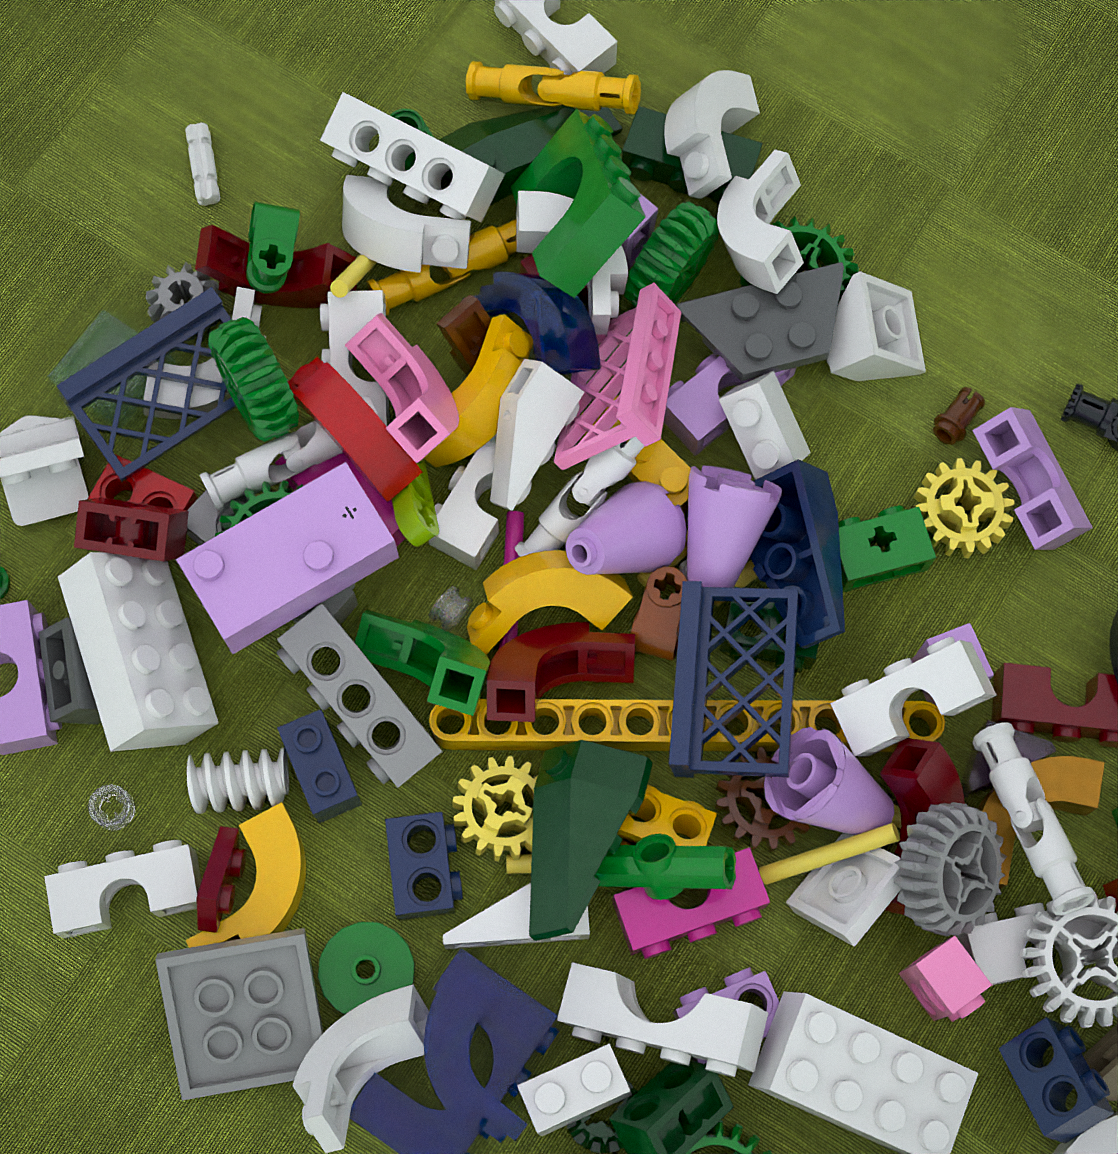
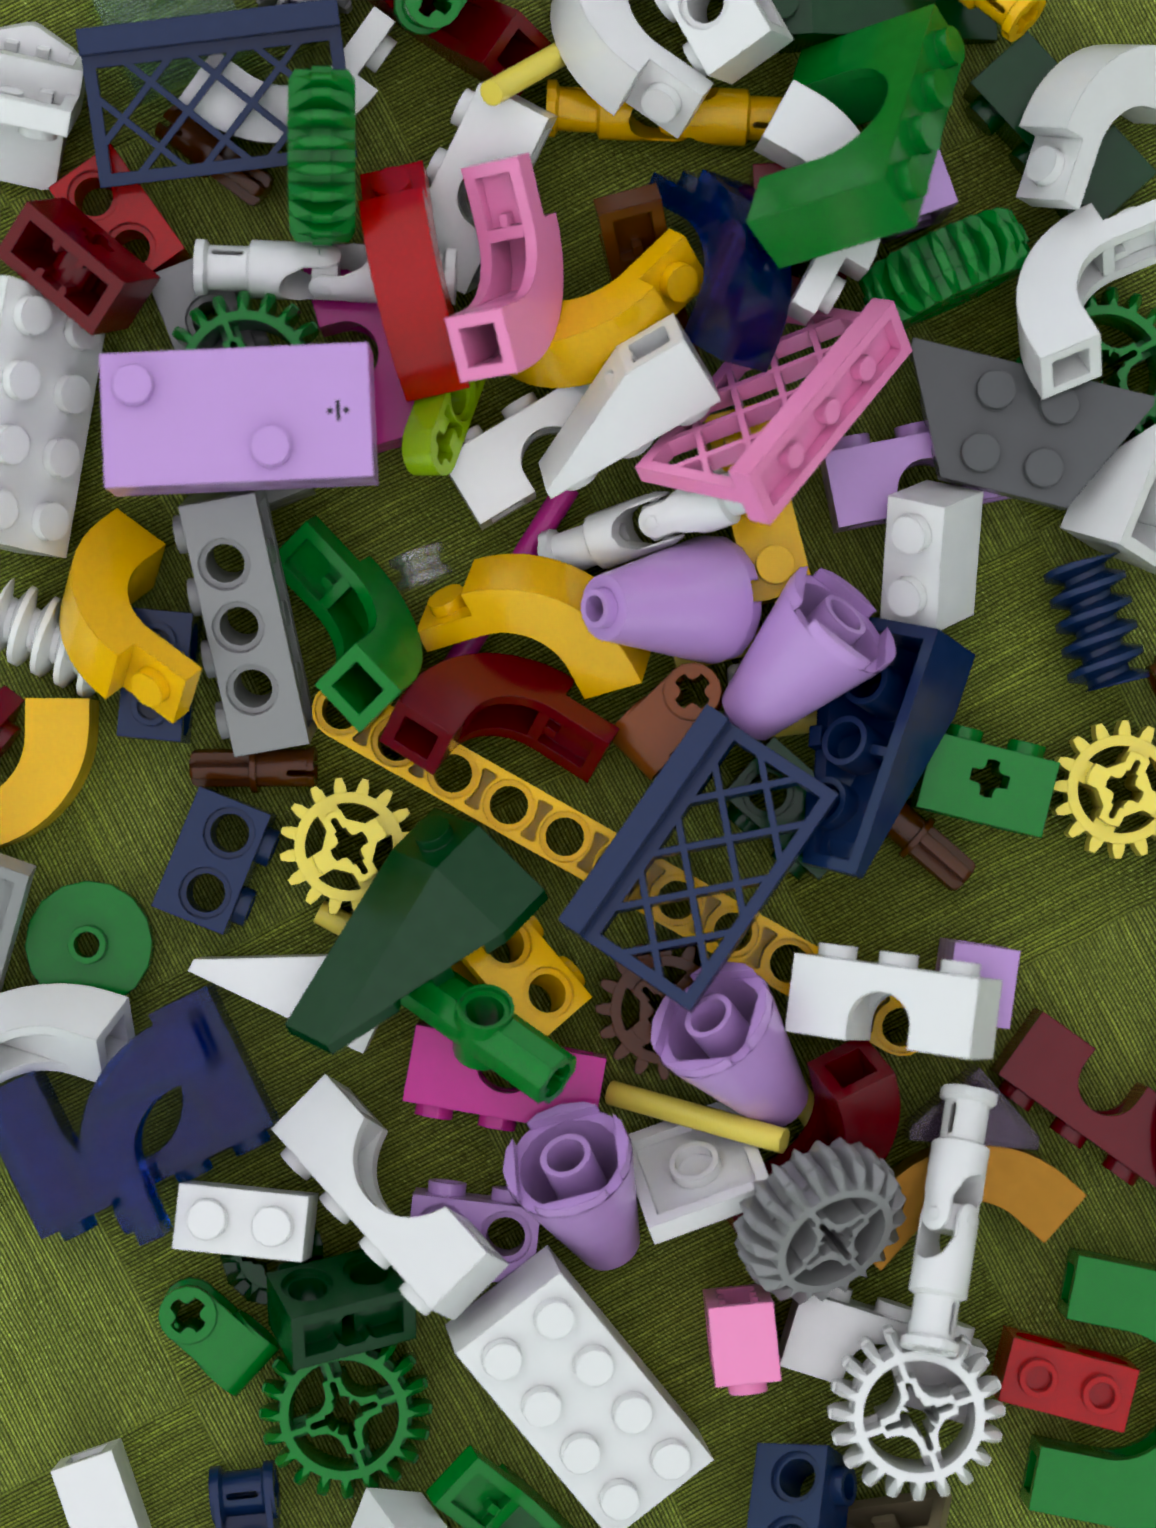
camera: 30 degrees right, 15 degrees up
(212, 437) = (196, 145): none -> reddish brown axle
(277, 748) = (102, 632): none -> yellow arch
(413, 793) = (255, 770): none -> reddish brown axle
(782, 934) = (578, 1182): none -> lavender cone
(873, 608) = (930, 848): none -> reddish brown axle
(886, 417) = (1095, 623): none -> dark blue piece

